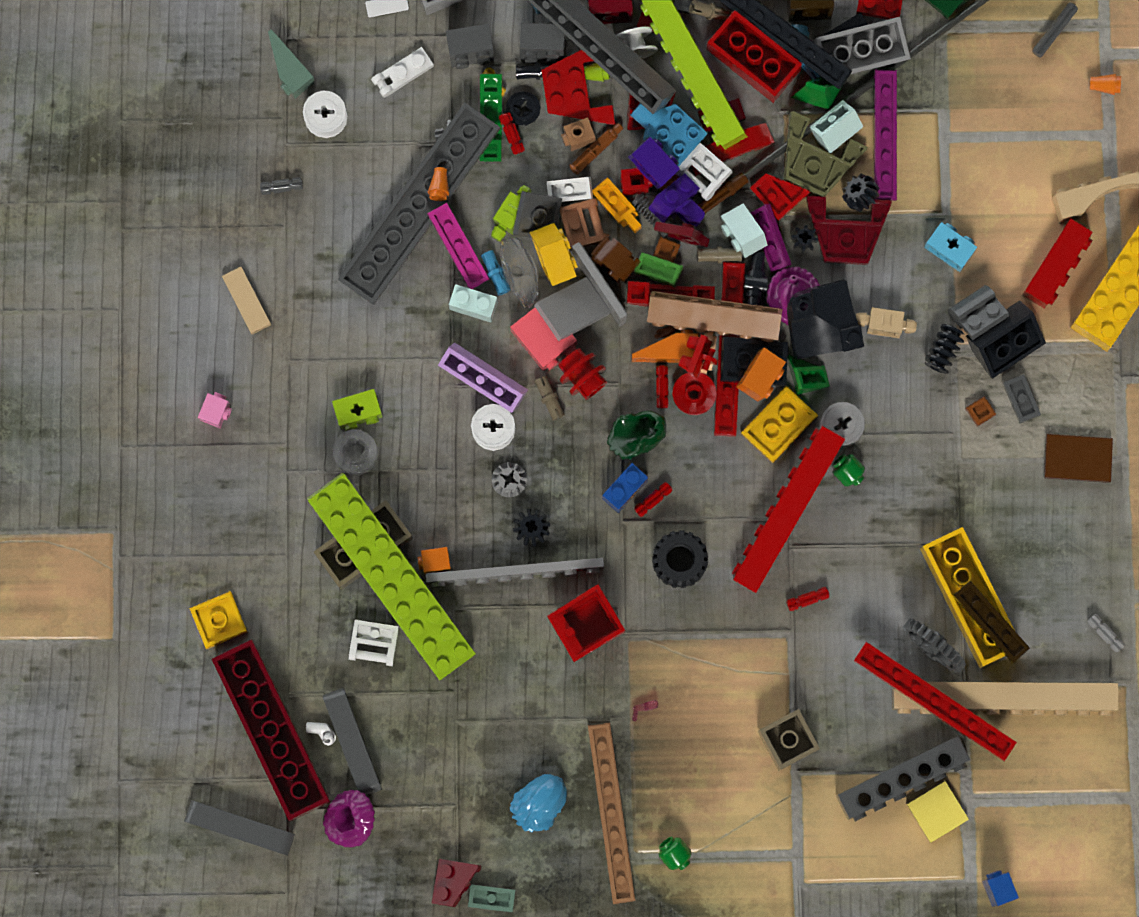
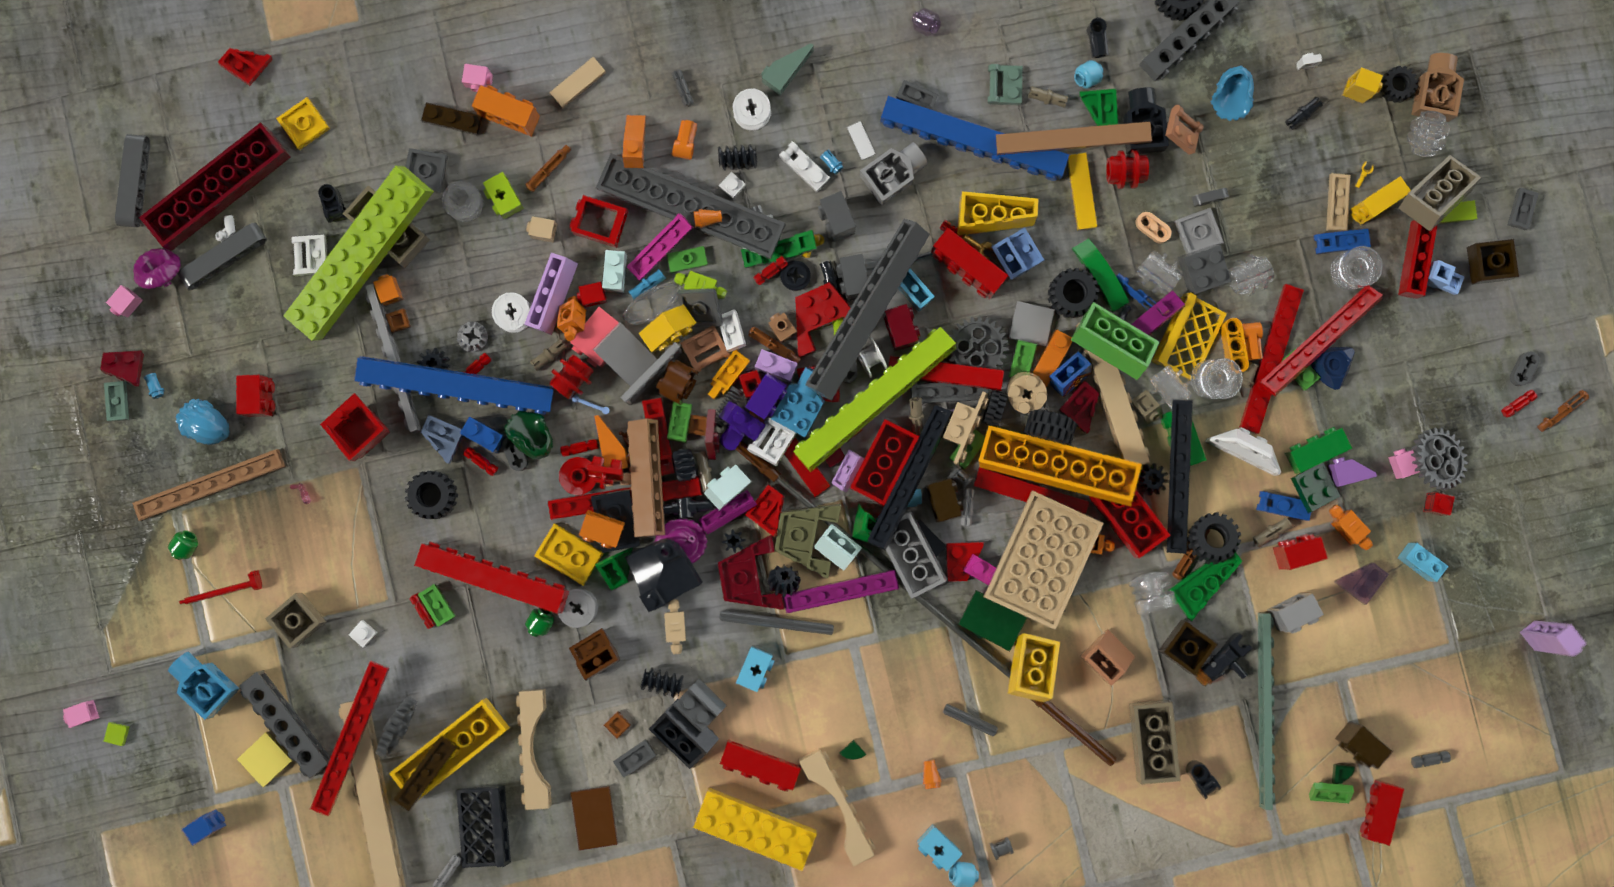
camera: 75 degrees right, 5 degrees up
(134, 671) = (244, 64): none -> red wing
(253, 450) = (451, 118): none -> dark brown plate
(262, 381) = (506, 110): none -> orange brick
(300, 486) = (427, 167): none -> dark grey plate
(322, 603) = (333, 206): none -> black piece
(331, 248) = (634, 141): none -> orange slope
(337, 354) = (544, 172): none -> dark orange piece
(346, 196) = (684, 145): none -> orange piece
(374, 141) = (737, 157): none -> black piece
(379, 864) = (123, 301): none -> bright pink brick
(405, 40) = (831, 161): none -> dark azure pin
(405, 155) = (732, 185): none -> white plate
(405, 374) = (542, 229): none -> tan brick
(422, 289) = (617, 228): none -> red window
(471, 558) = (398, 320): none -> dark orange tile
(477, 222) = (687, 259): none -> bright green plate
(483, 852) = (154, 386): none -> dark azure pin
(493, 334) = (591, 295): none -> red brick
(523, 732) = (254, 396): none -> red brick
(524, 361) = (571, 318): none -> orange piece
(545, 484) = (479, 364): none -> red axle
(562, 502) = (454, 384): none -> blue brick
(616, 535) = (442, 437): none -> sand blue wing
(619, 149) = (776, 366): none -> lavender brick
(625, 350) = (605, 410): none -> light blue hinge
(654, 465) = (511, 458): none -> dark grey beam
(708, 272) = (684, 465): none -> black gear
(735, 781) = (254, 582): none -> red piece
(754, 98) = (847, 470): none -> lavender plate
(805, 581) = (436, 605): none -> bright green plate
(819, 672) = (362, 633): none -> white plate
(838, 861) = (202, 685): none -> dark azure brick
(898, 416) = (594, 654): none -> reddish brown brick
(904, 213) = (776, 622): none -> dark grey axle
(943, 499) = (536, 789): none -> tan arch
(1062, 162) = (852, 751): none -> dark green tile
(1063, 563) = (499, 826): none -> black fence

